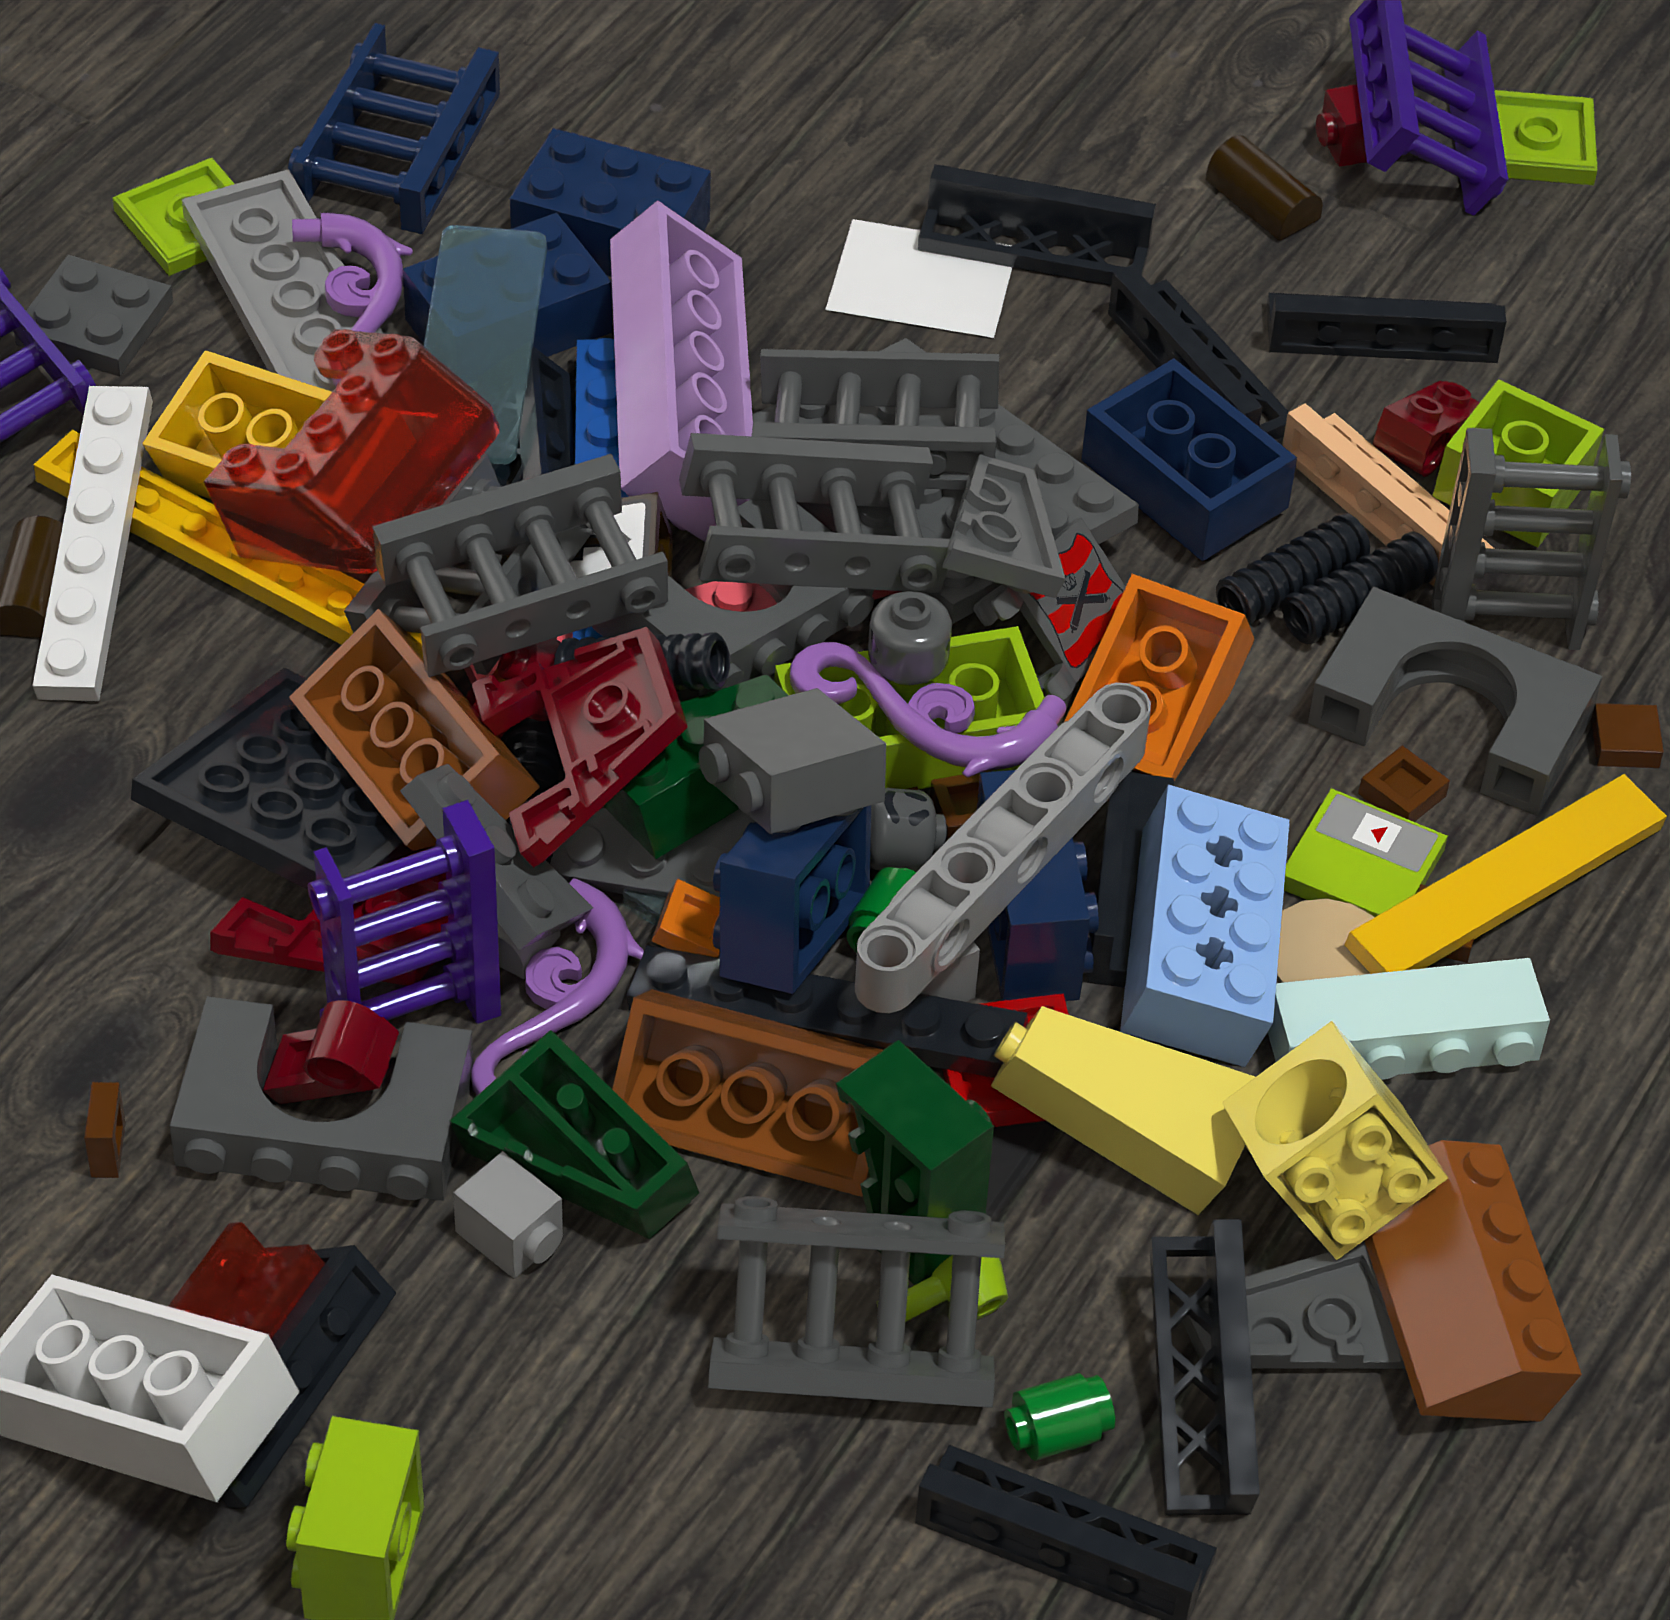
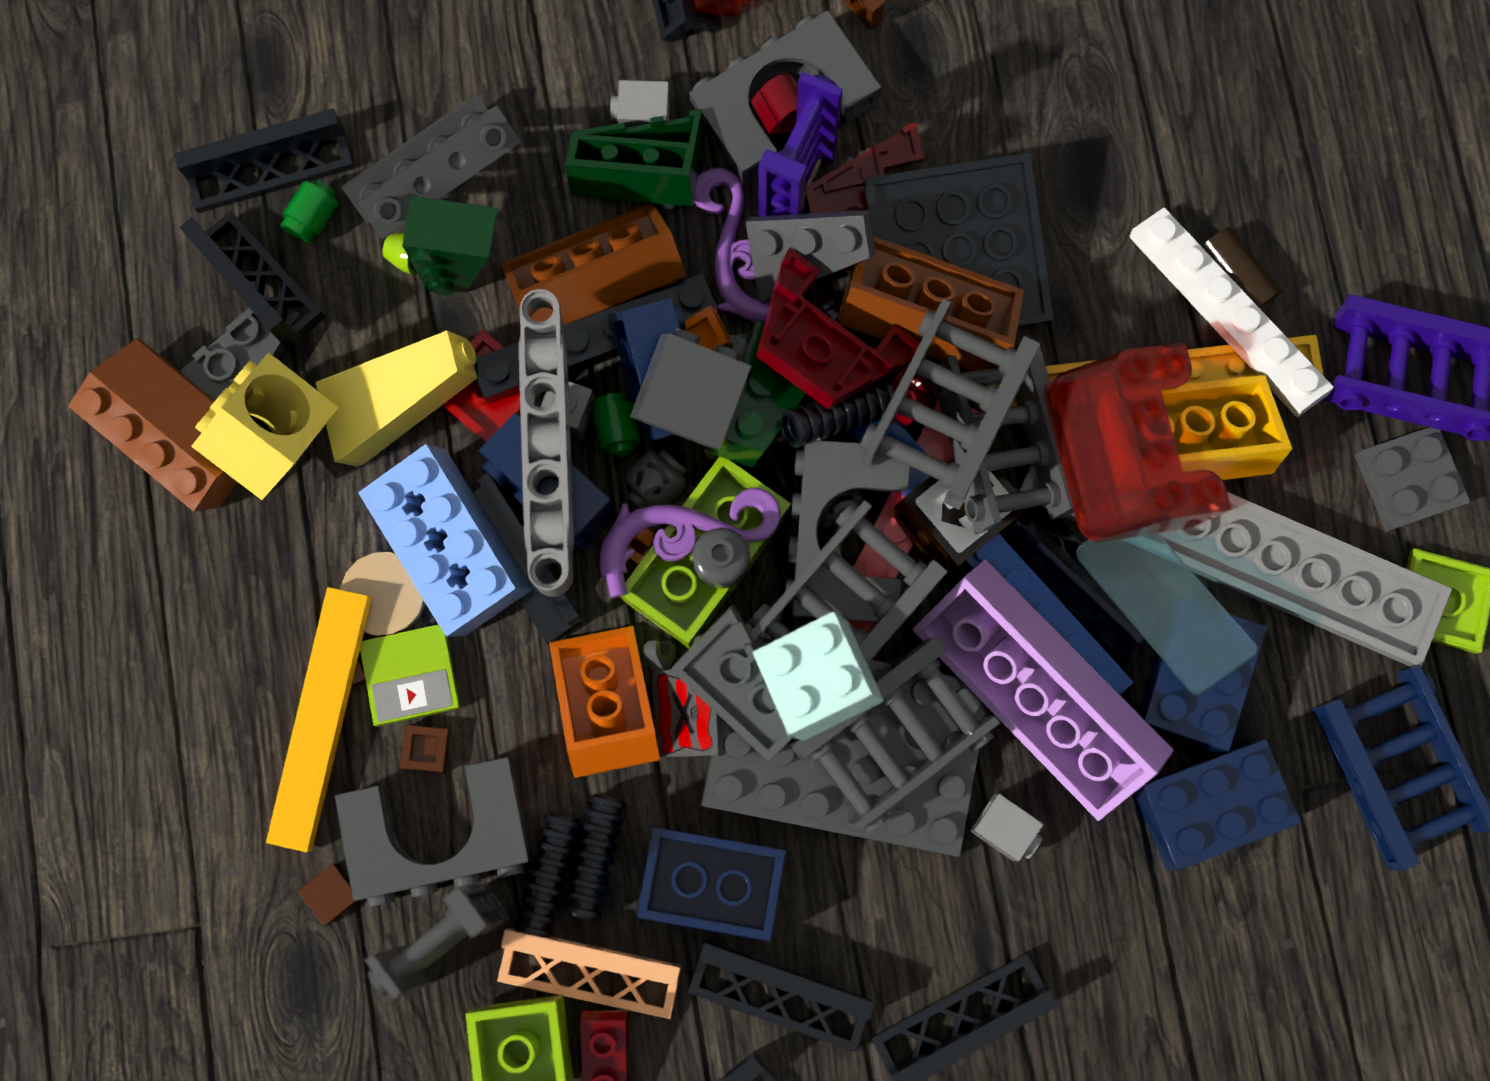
camera: 145 degrees right, 30 degrees up
(345, 283) = (1298, 641): medium lavender plant -> none
(834, 316) = (1008, 828): none -> light grey brick
(893, 281) = (1000, 921): white sticker -> none
(918, 444) = (817, 676): none -> light aqua brick
(1421, 1016) = (298, 581): light aqua brick -> none

